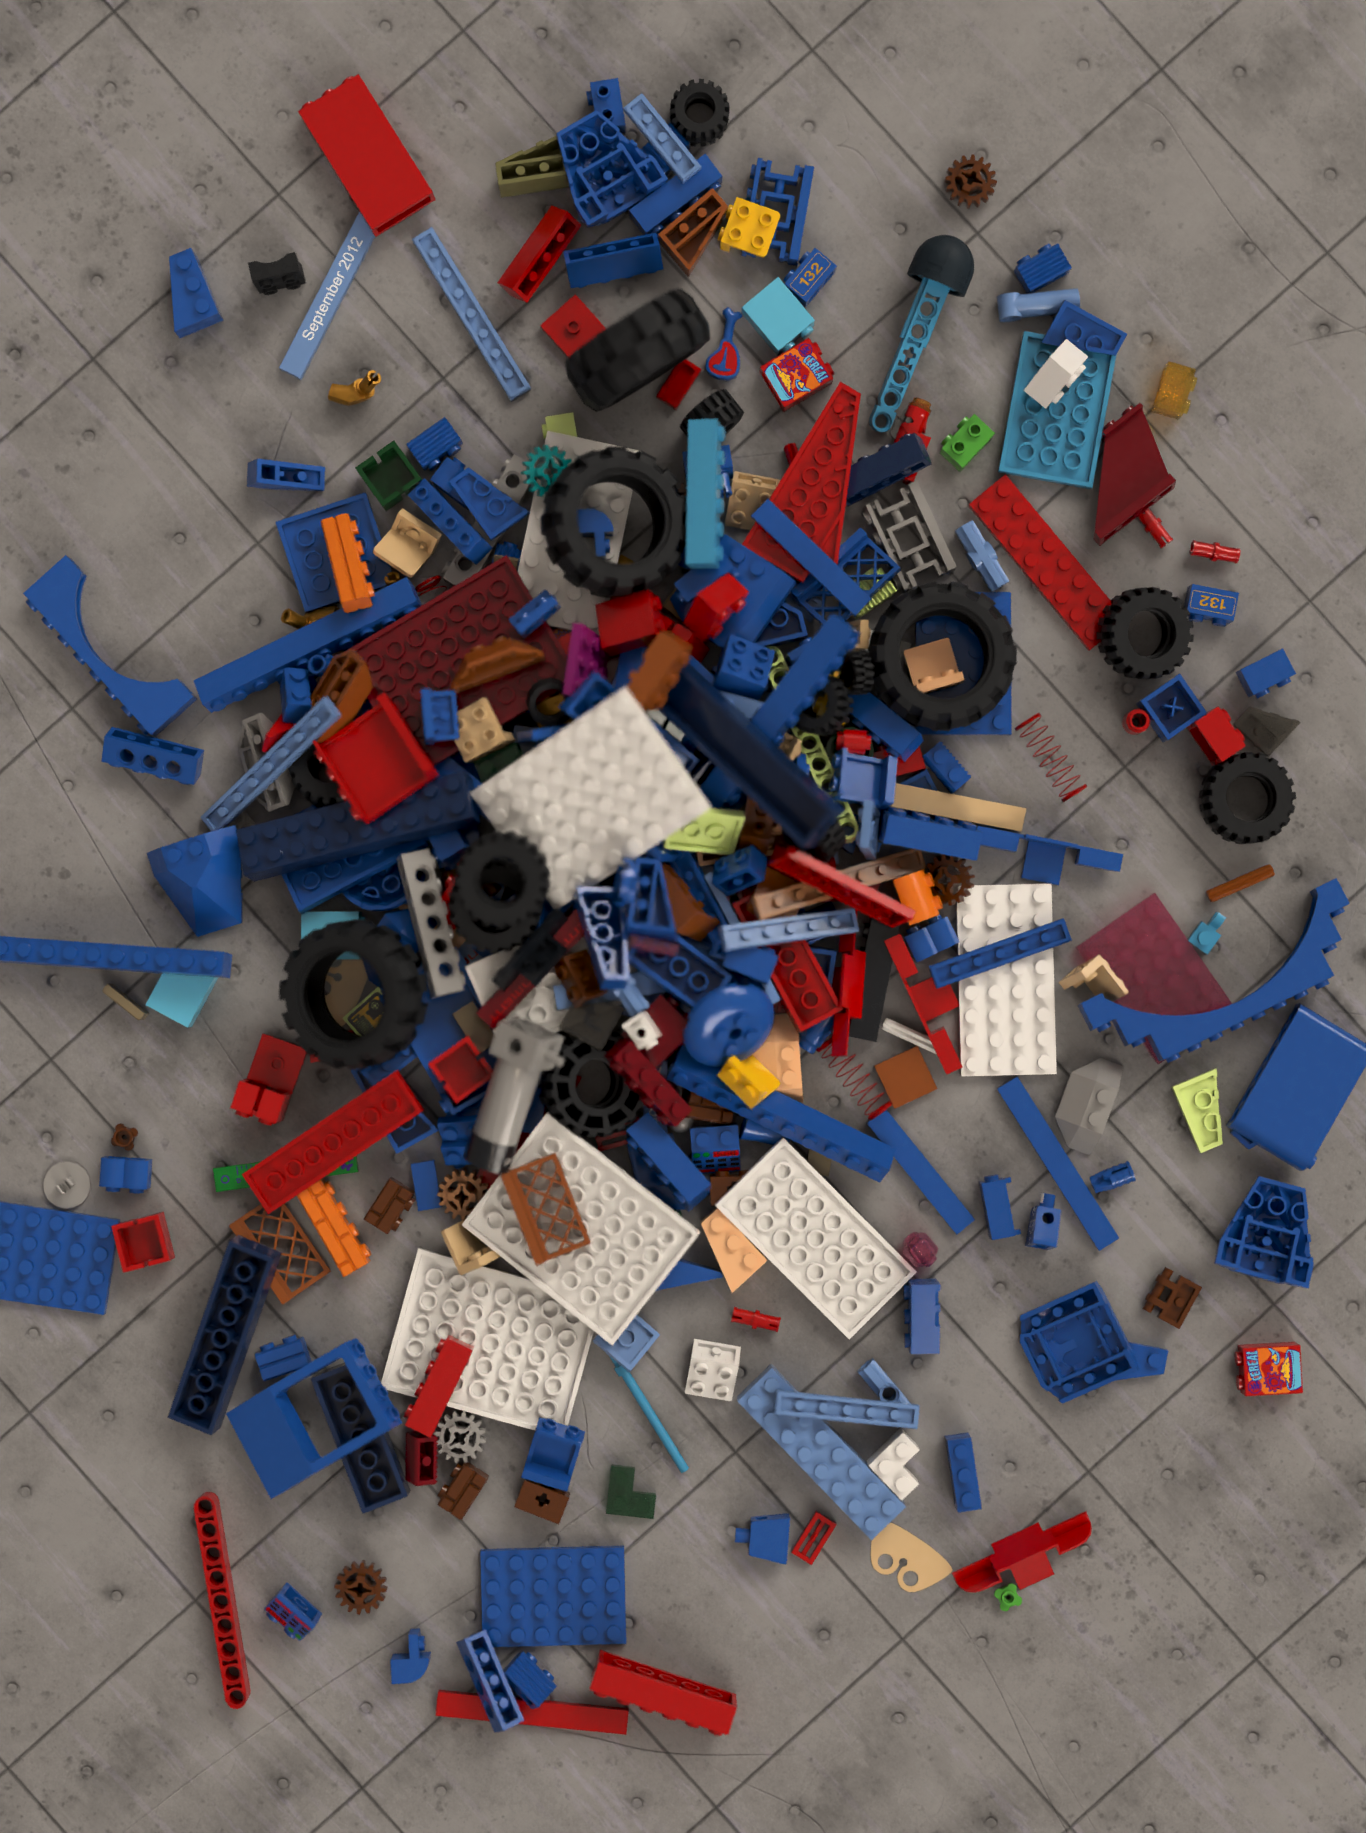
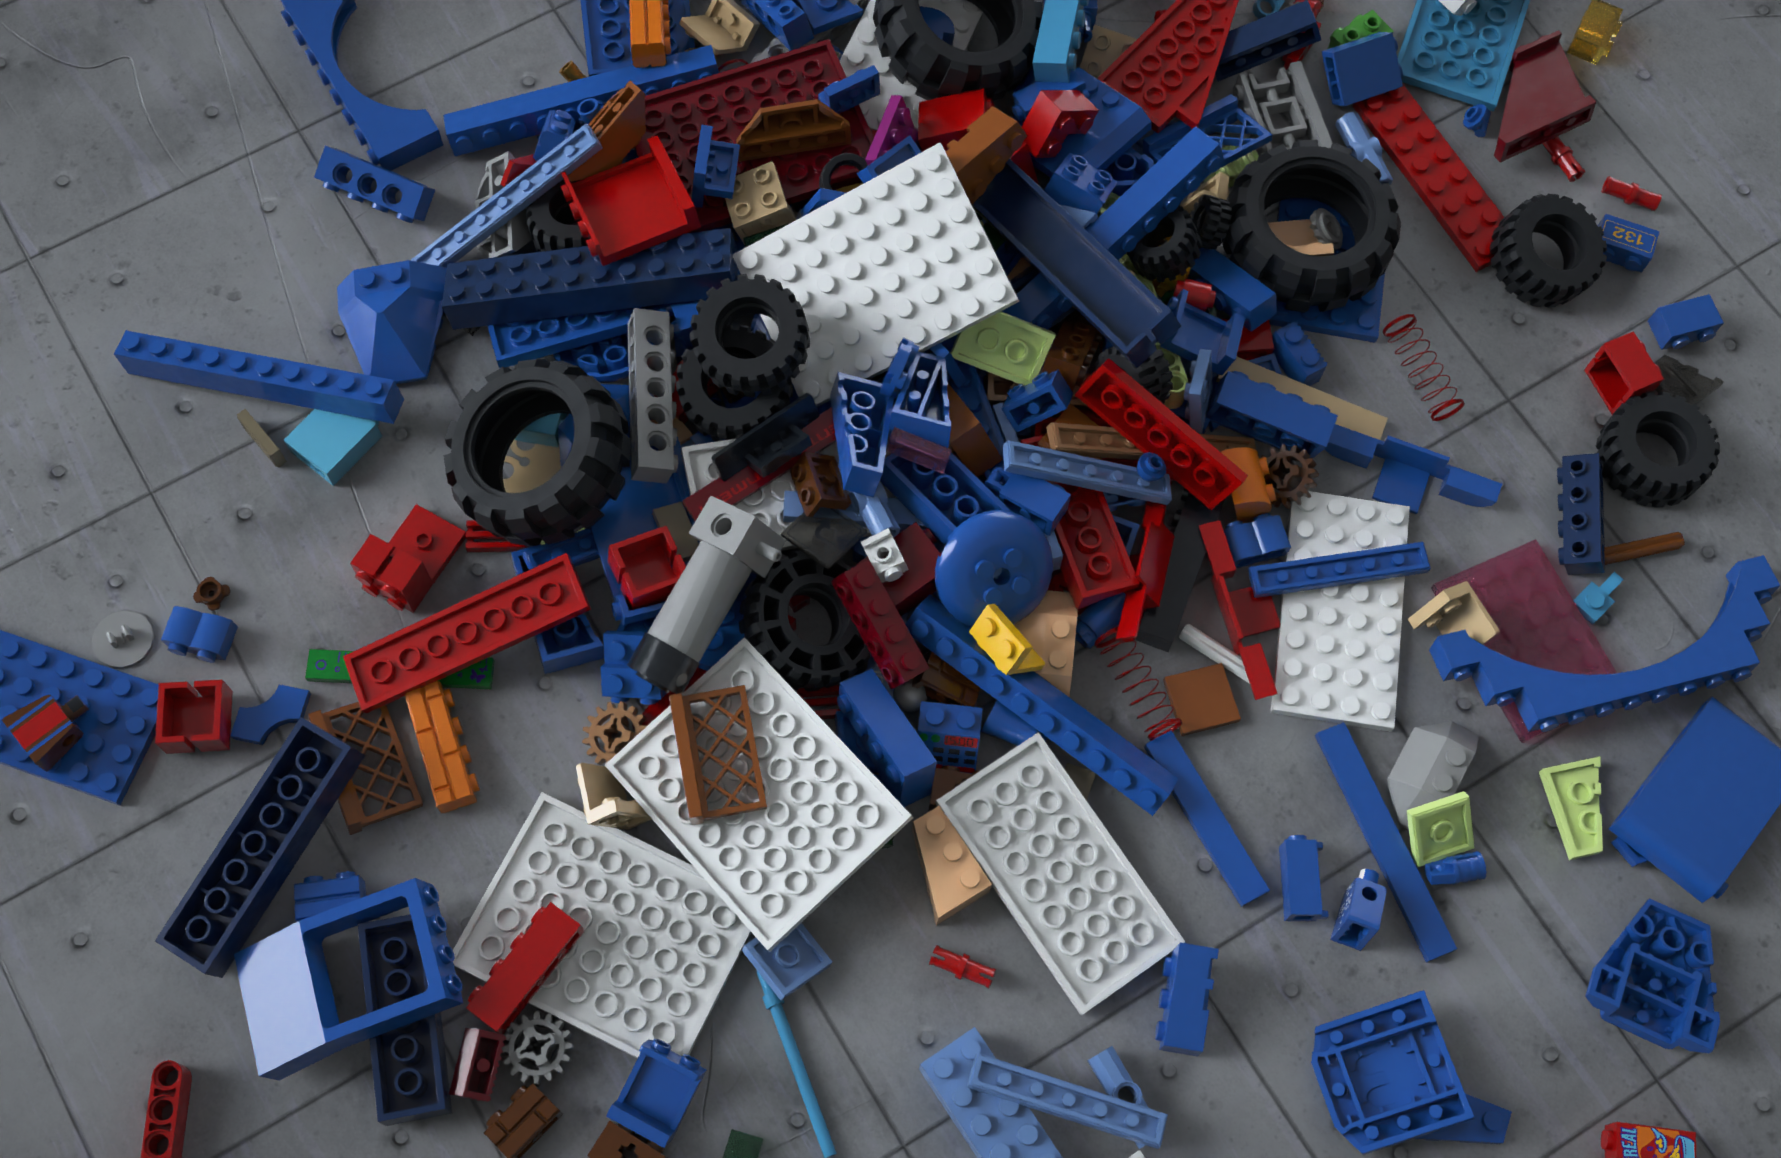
camera: 10 degrees right, 20 degrees down
(37, 1274) = (47, 728): none -> torso
(188, 1233) = (258, 722): none -> blue tile
(389, 1206) = (519, 733): reddish brown brick -> none
(426, 1185) = (570, 719): blue tile -> none
(688, 1272) = (878, 886): blue slope -> none
(713, 1370) = (892, 1025): white bracket -> none
(811, 557) = (1166, 93): blue tile -> none
(833, 913) = (1151, 467): none -> blue plate
(920, 1249) = (1193, 914): clear pink head -> none
(961, 645) = (1326, 228): none -> light grey gear
(971, 479) = (1362, 68): none -> blue brick
(1077, 501) = (1477, 119): none -> blue plate
(1098, 1152) = (1440, 829): none -> yellowish green tile
(1142, 718) = (1528, 345): red brick -> none
(1172, 708) = (1569, 337): blue brick -> none
(1177, 1303) = (1530, 1047): reddish brown plate -> none
(1190, 866) = (1582, 514): none -> dark blue brick

